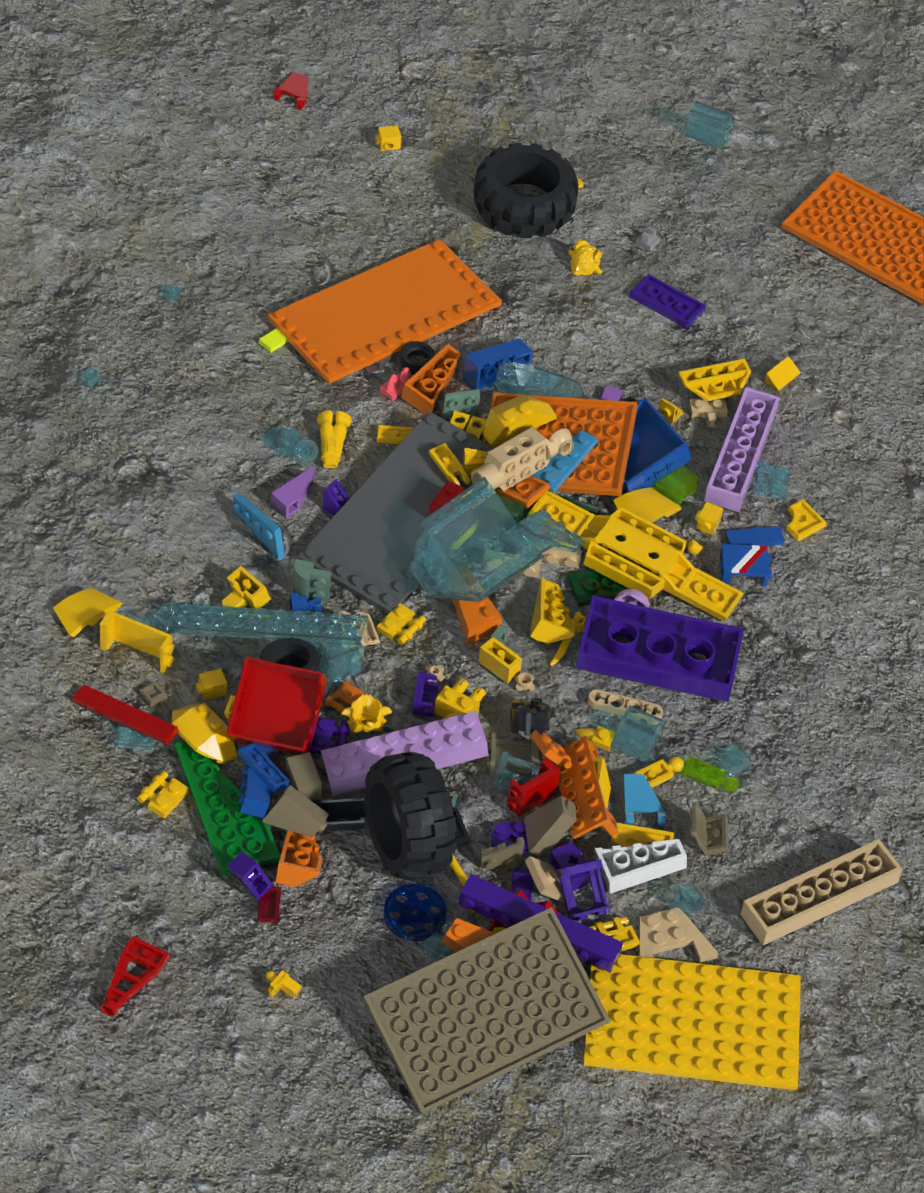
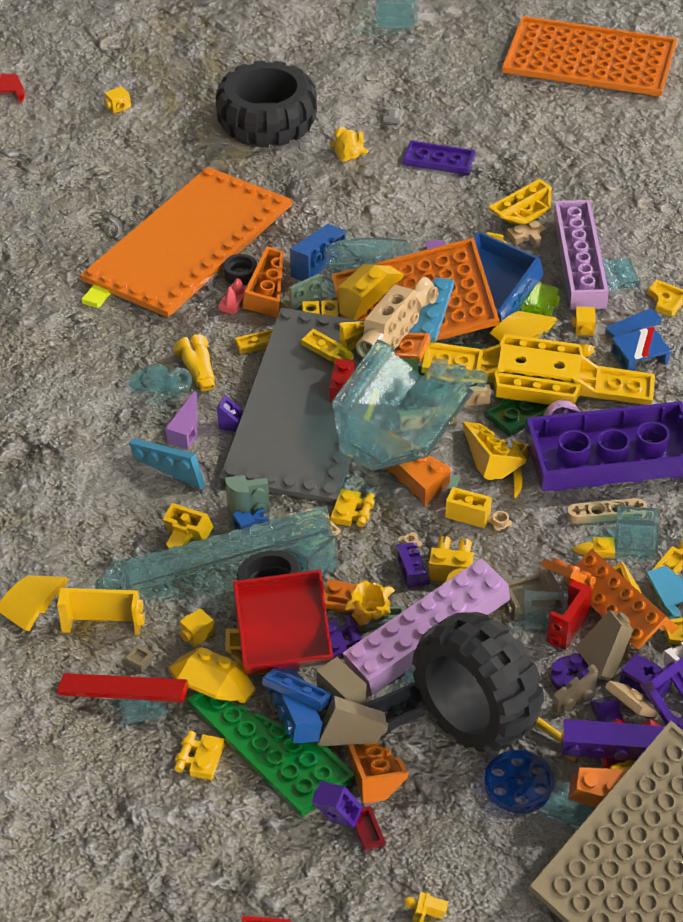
camera: 15 degrees left, 5 degrees down
(529, 716) = (528, 549): black brick -> none
(781, 374) = (574, 185): yellow slope -> none

